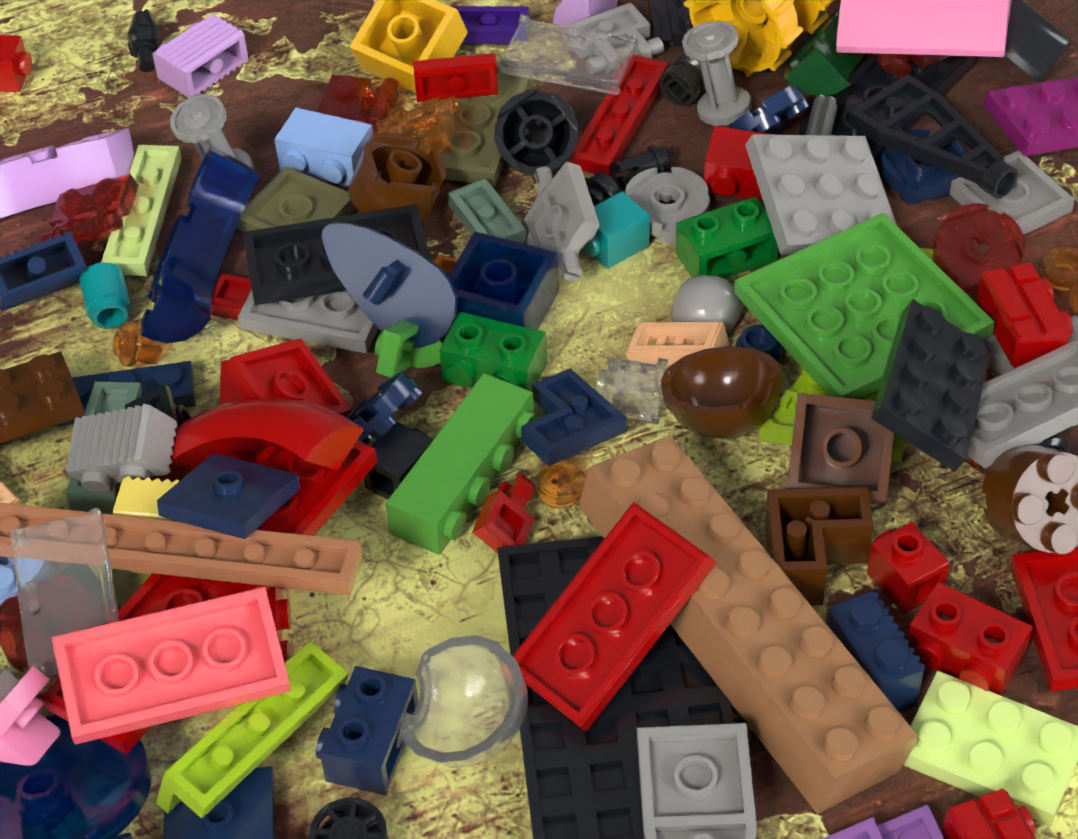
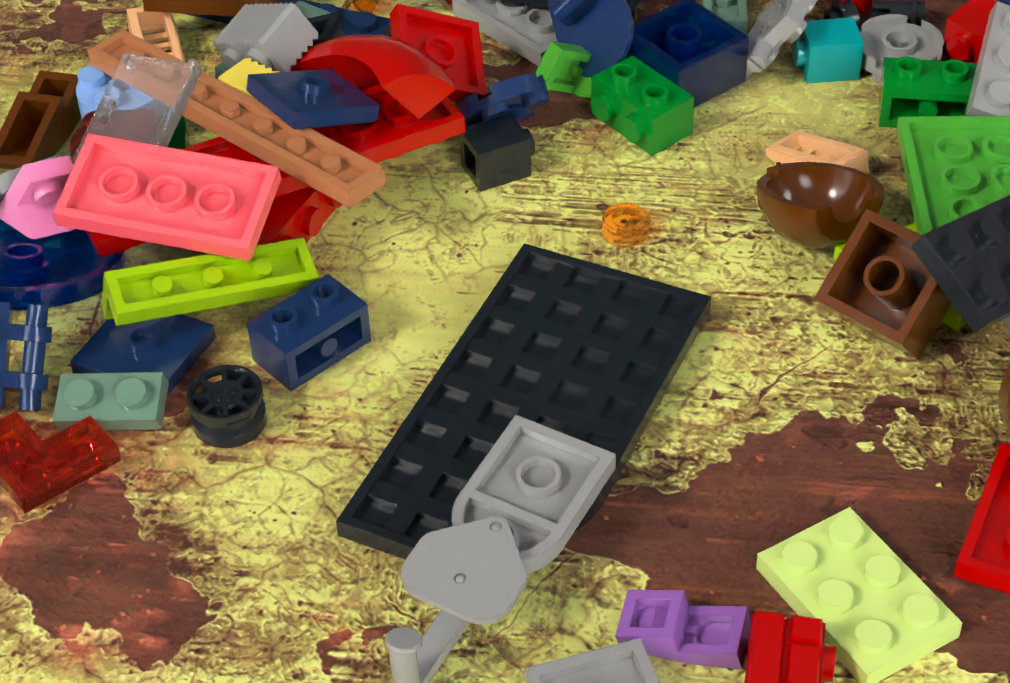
camera: 30 degrees right, 5 degrees down
(460, 465) = (548, 171): bright green brick -> none
(467, 702) = (398, 345): clear cylinder -> none
(503, 515) = (551, 225): red plate -> none
(575, 418) = (675, 177): dark blue plate -> none
(611, 615) = (559, 317): red tile -> none
(634, 388) = (736, 171): clear brick -> none
(707, 300) = (873, 131): light grey hair -> none
(760, 339) = (895, 186): dark blue plate -> none
(760, 633) = (687, 389): medium nougat brick -> none
(817, 529) = (805, 340): reddish brown brick -> none
(879, 648) = (795, 465): dark blue brick -> none
(906, 566) = (888, 412): red brick -> none
(968, 639) = (899, 494): red brick -> none

